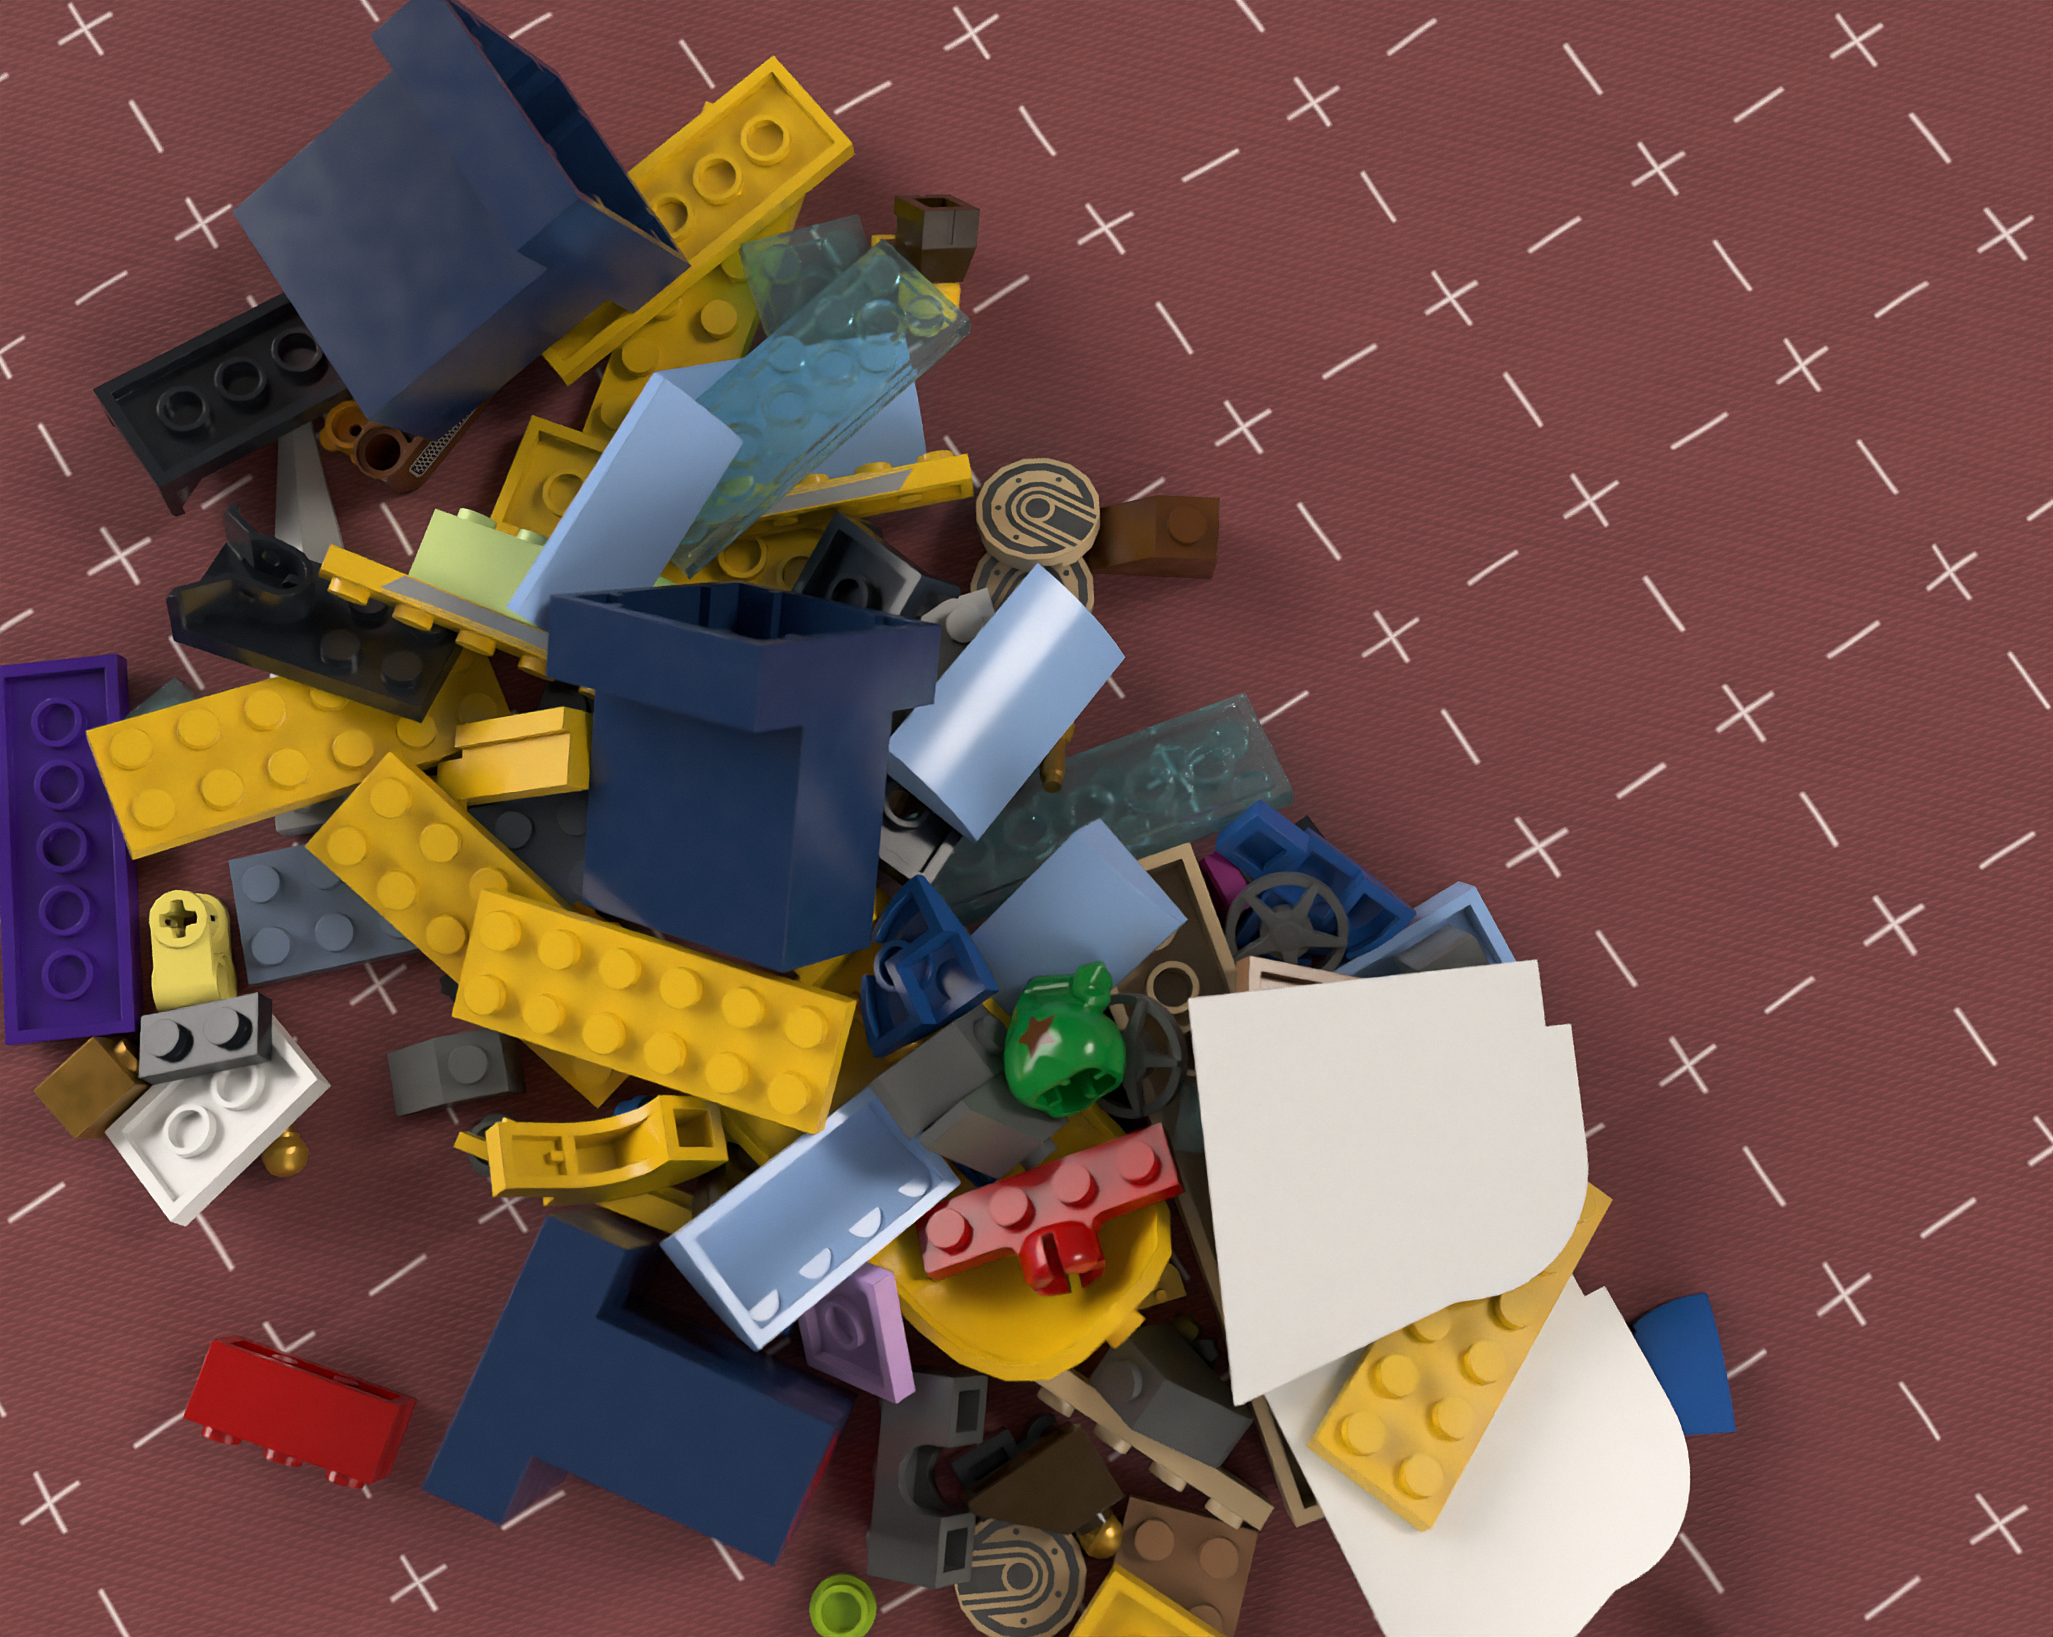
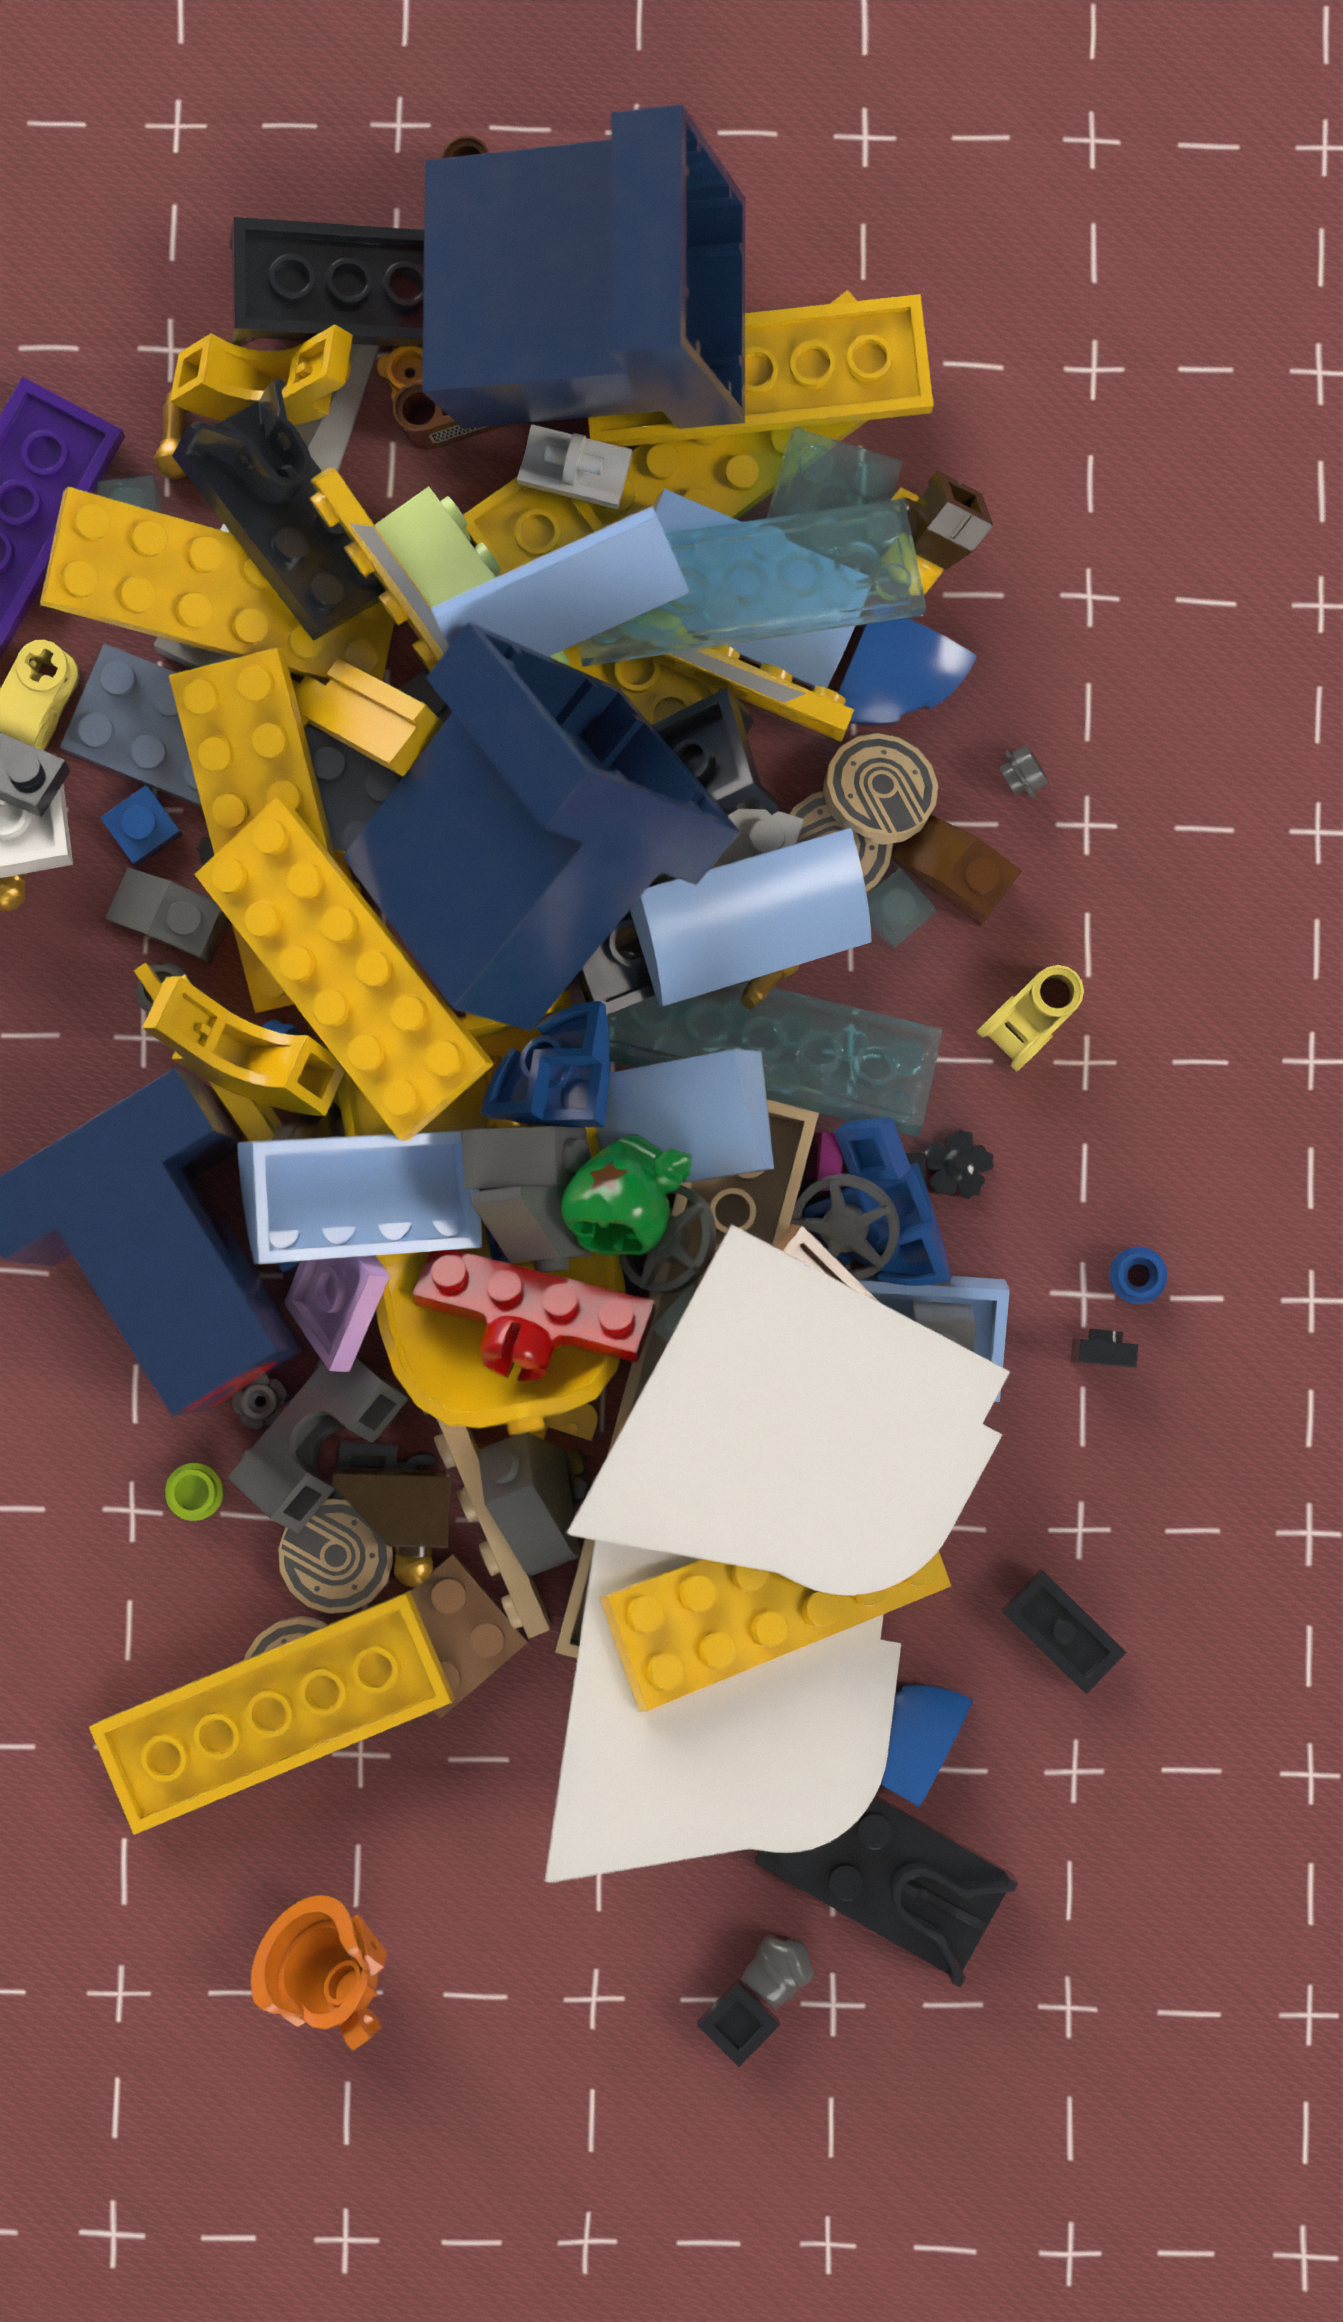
camera: 30 degrees right, 5 degrees up
(176, 654) = (173, 429): none -> piece
(182, 541) = (225, 378): none -> yellow arch
(375, 1006) = (141, 826): none -> blue plate
(561, 407) = (574, 466): none -> white hips
(852, 1494) = (258, 1417): none -> dark grey plate
(983, 398) = (901, 670): none -> blue brick
(1128, 611) = (898, 908): none -> clear light blue plate
(1155, 415) = (1023, 771): none -> dark grey plate
(1314, 633) = (1031, 1016): none -> light yellow piece
(1343, 806) = (958, 1165): none -> black plant
(1591, 784) = (1155, 1270): none -> blue plate
(1596, 882) = (1104, 1348): none -> black plate
(1744, 1169) = (1063, 1631): none -> black plate
(1775, 1515) = (903, 1884): none -> black plate

